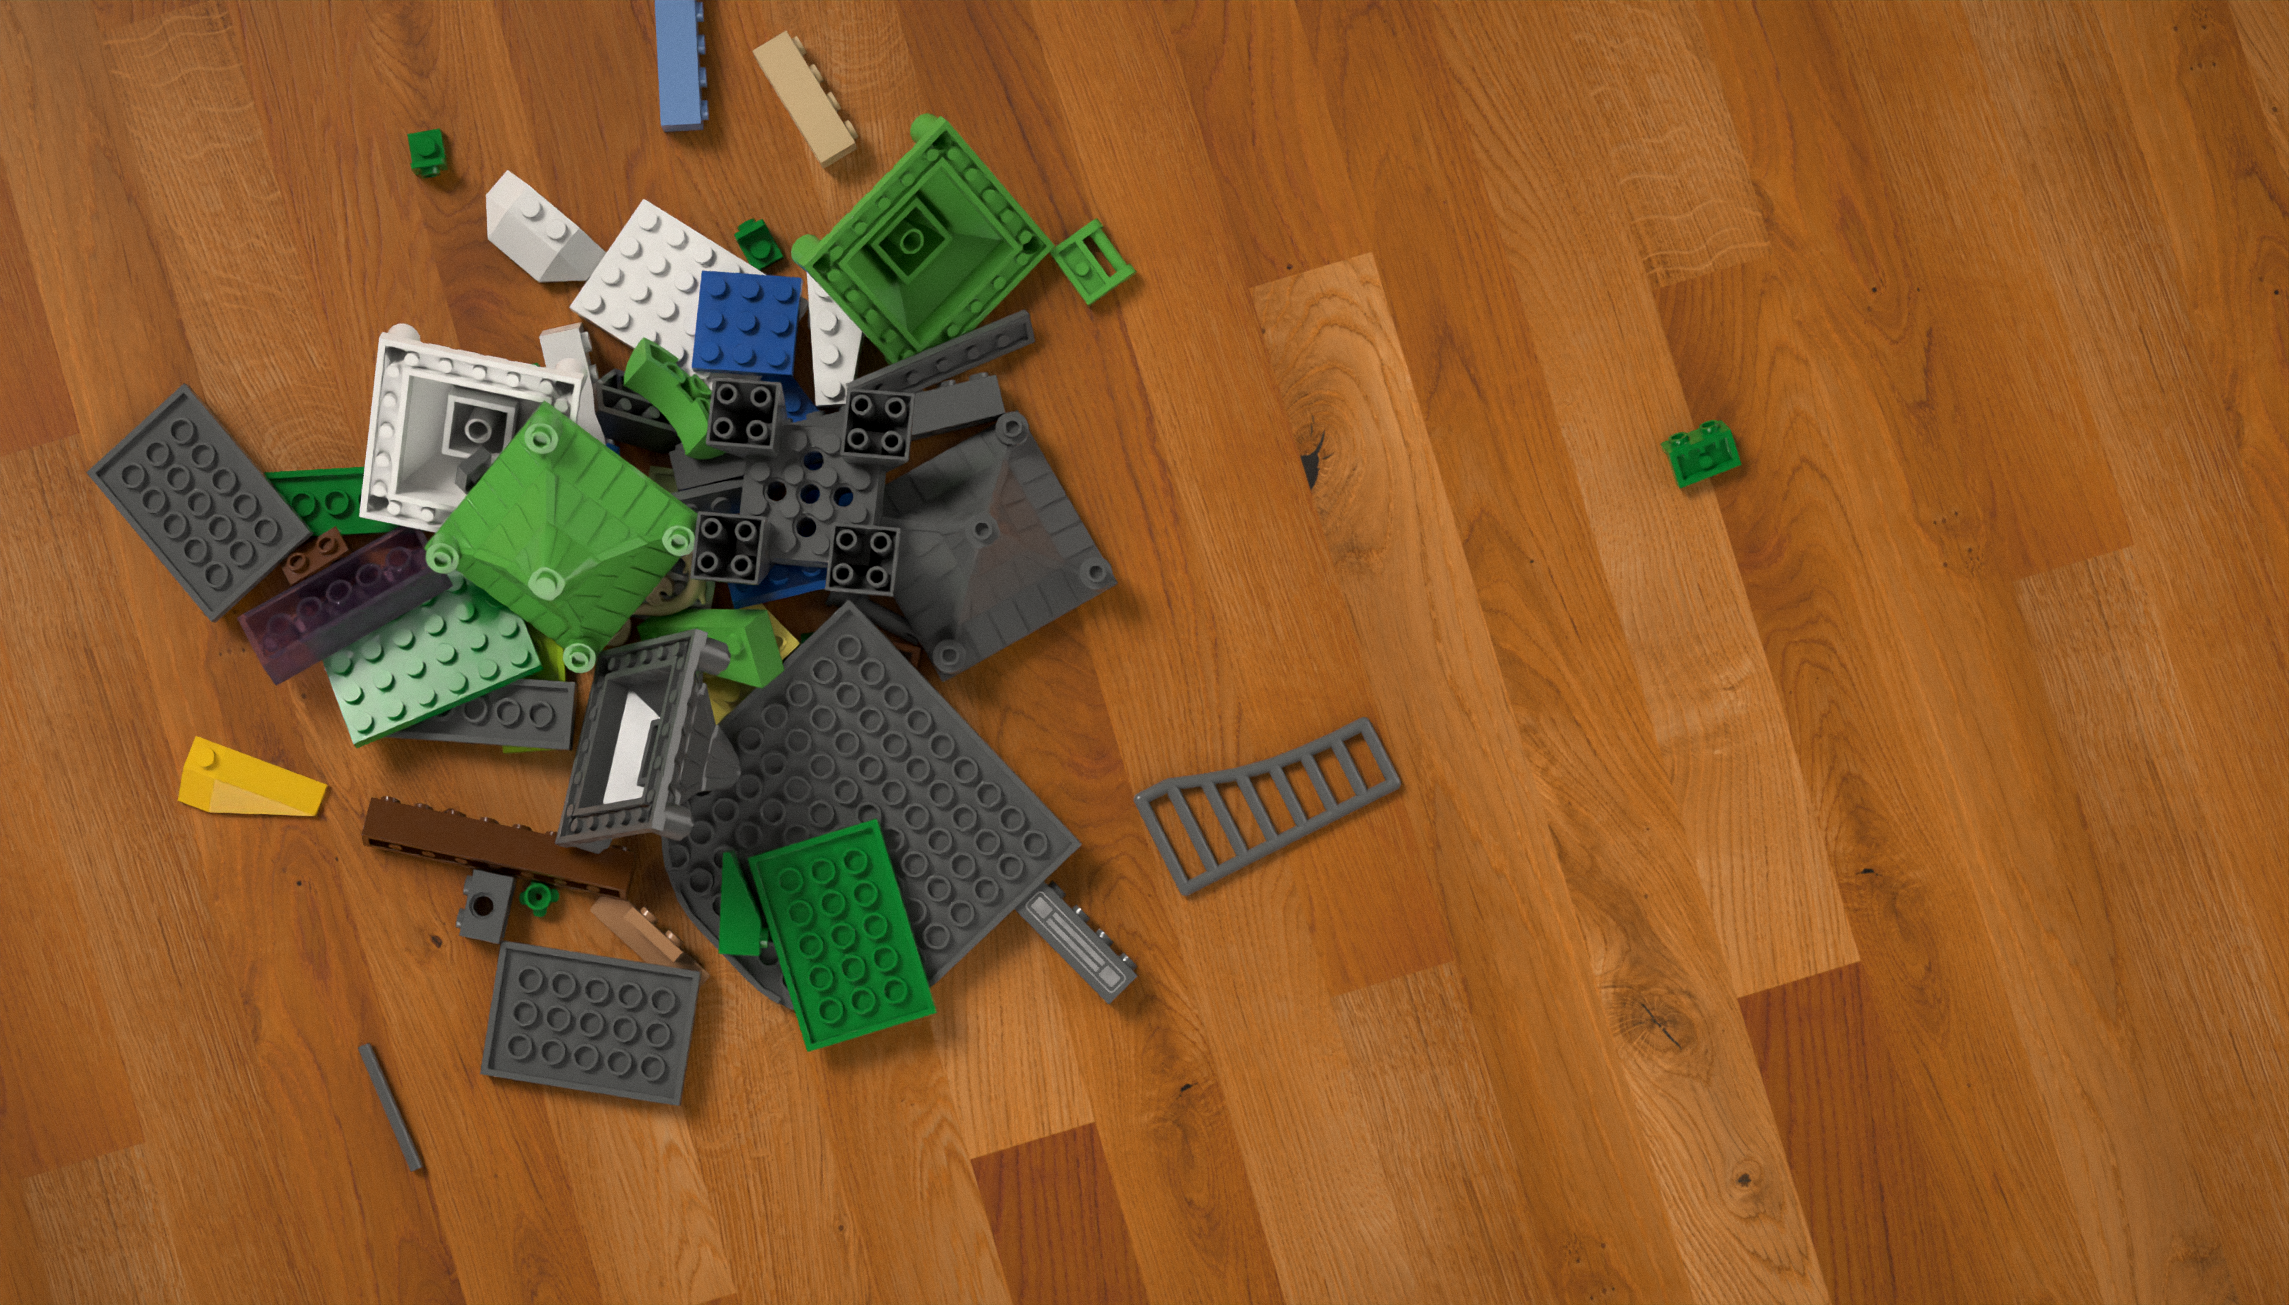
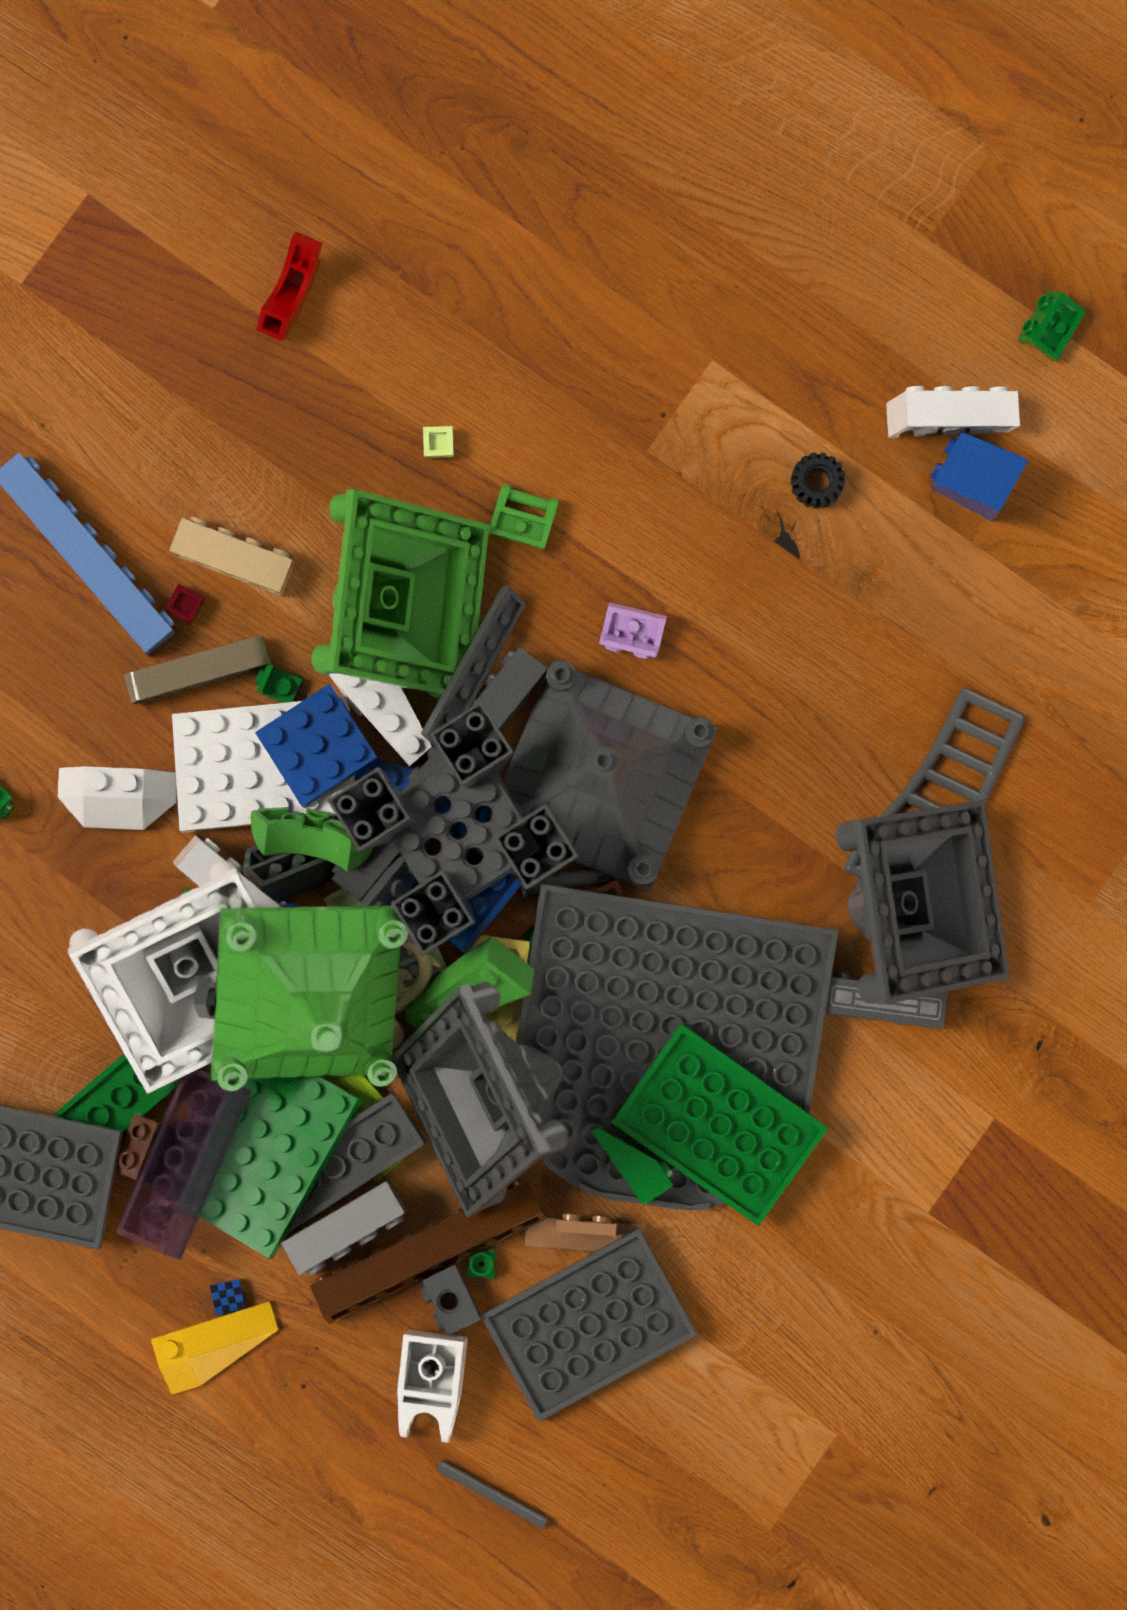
camera: 30 degrees left, 0 degrees up
(293, 752) = (227, 1296): none -> tile
(404, 972) = (426, 1390): none -> white brick
(443, 769) = (343, 1227): none -> light grey brick
(696, 176) = (197, 670): none -> dark tan beam
(730, 109) = (184, 604): none -> dark red plate
(1068, 137) = (438, 442): none -> yellowish green plate
(1109, 438) = (632, 631): none -> lavender bracket
(1177, 877) = (926, 901): none -> dark grey piece
(1386, 411) = (817, 462): none -> black tyre
(1526, 535) = (977, 474): none -> blue slope
(1550, 462) = (953, 411): none -> white wedge

